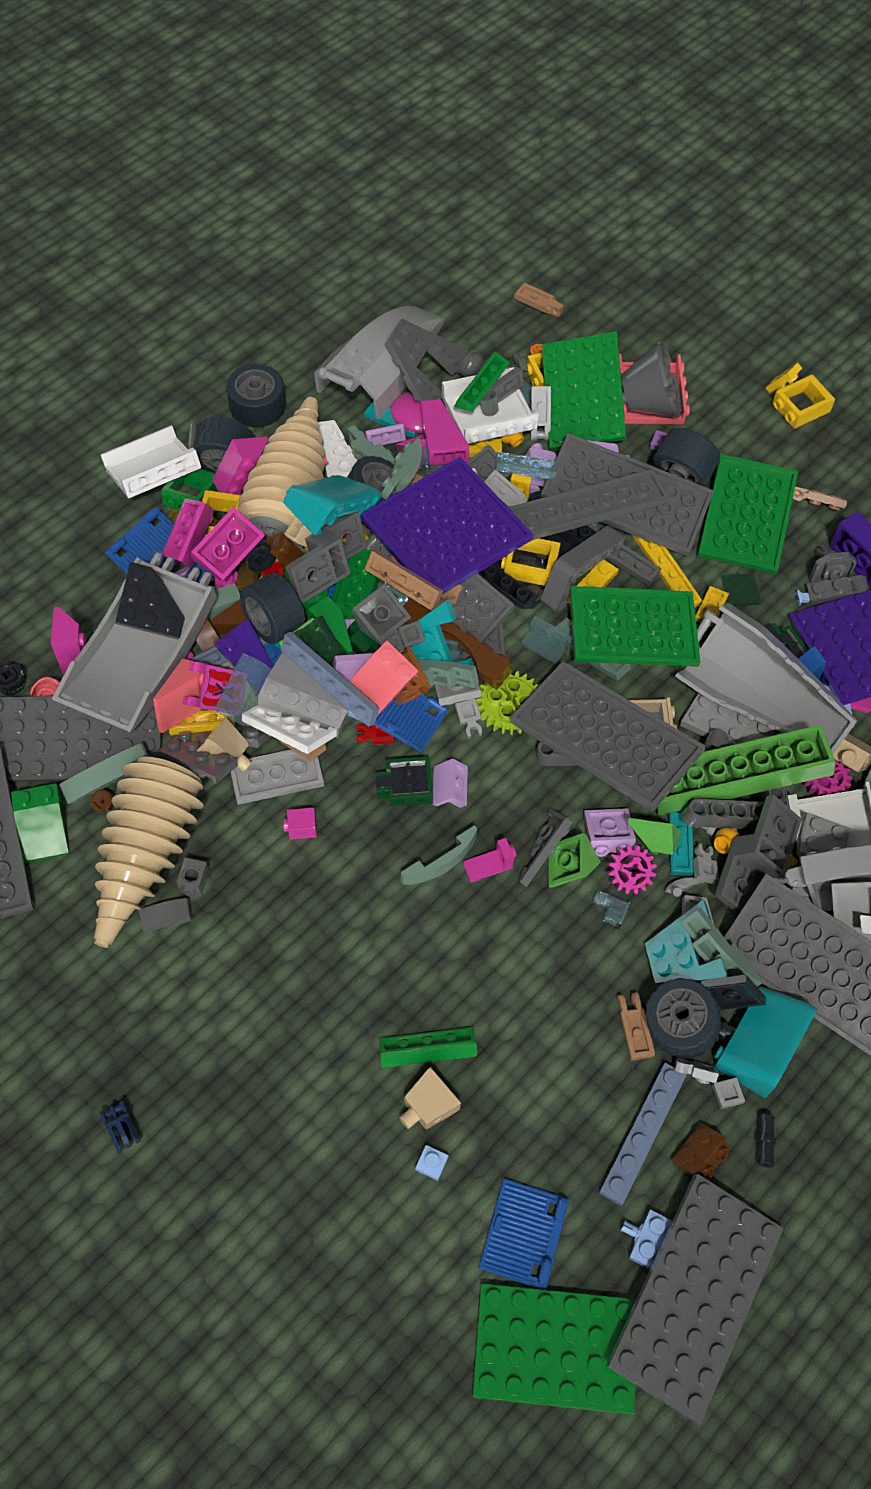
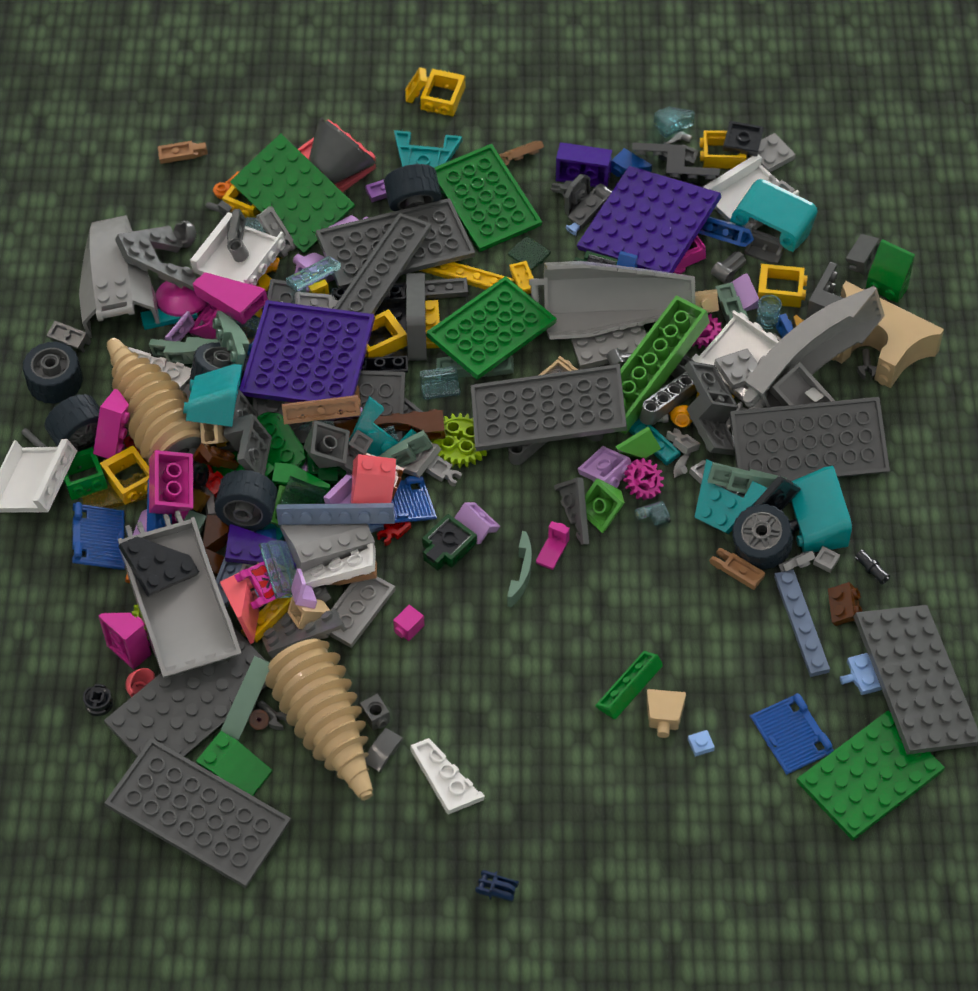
camera: 40 degrees left, 5 degrees down
(184, 992) = (447, 782): none -> white wing
(188, 531) = (127, 496): dark pink slope -> none
(232, 723) = (302, 593): none -> lavender panel
(298, 378) = (68, 335): none -> dark grey hinge
(482, 383) = (221, 239): green slope -> none
(734, 444) = (425, 155): none -> teal wing

